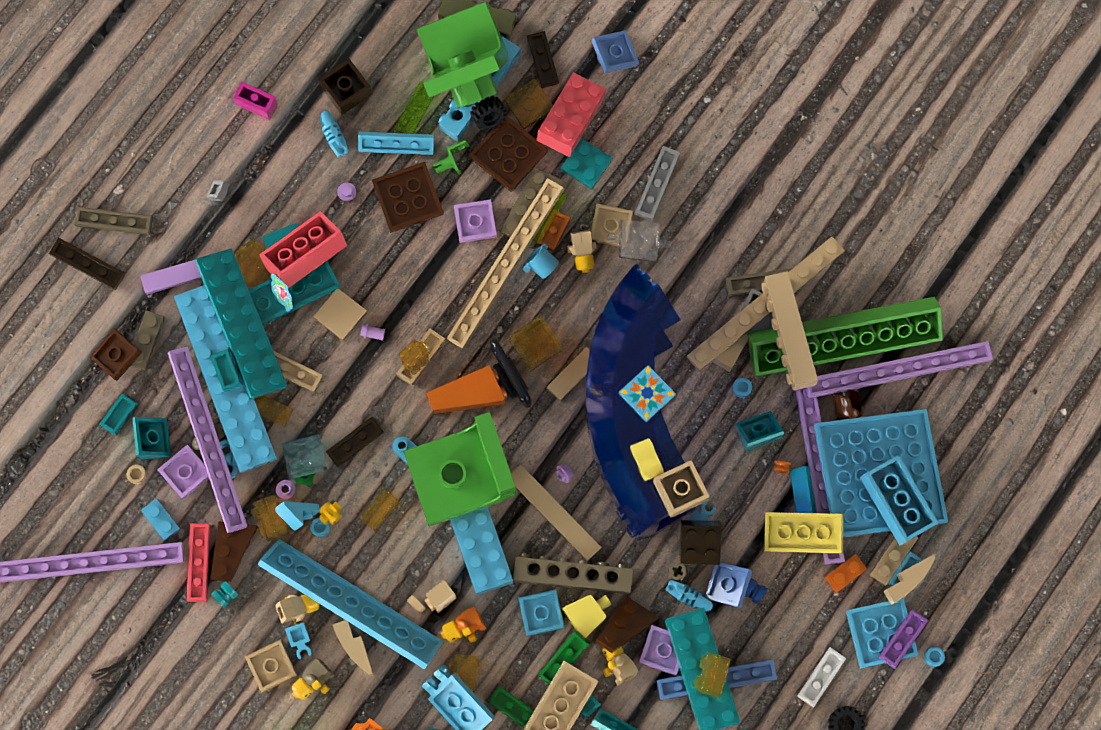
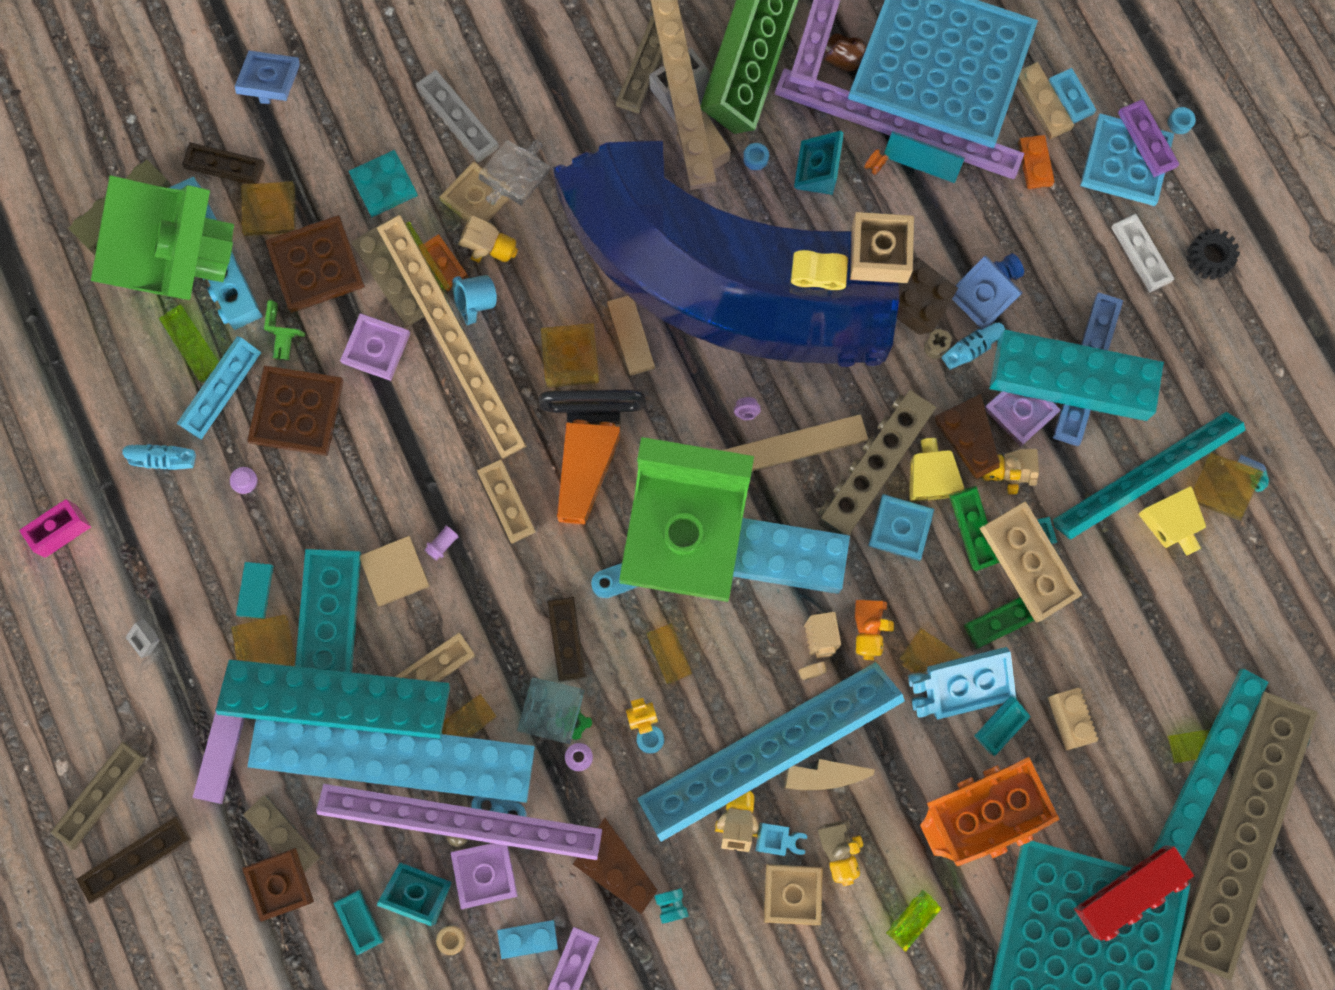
camera: 60 degrees left, 0 degrees up
(198, 562) = (610, 918): coral tile -> none
(225, 370) = (385, 749): teal tile -> none
(271, 523) = (605, 794): clear yellow brick -> none
(281, 292) = (325, 625): sticker -> none
(295, 512) = (620, 759): medium azure slope -> none
(303, 249) = (287, 569): coral brick -> none
(345, 86) = (108, 408): dark brown brick -> none
(414, 356) = (506, 503): clear yellow brick -> none
(480, 112) = (252, 254): black tyre -> none
(571, 114) = (313, 163): coral brick -> none
(647, 393) = (735, 227): tile -> none
(712, 675) = (1097, 359): clear yellow brick -> none
(790, 331) = (731, 50): tan brick -> none
(804, 532) = (970, 175): light yellow plate -> none
(898, 500) = (992, 50): medium azure brick -> none
(909, 580) = (1086, 92): tan slope -> none

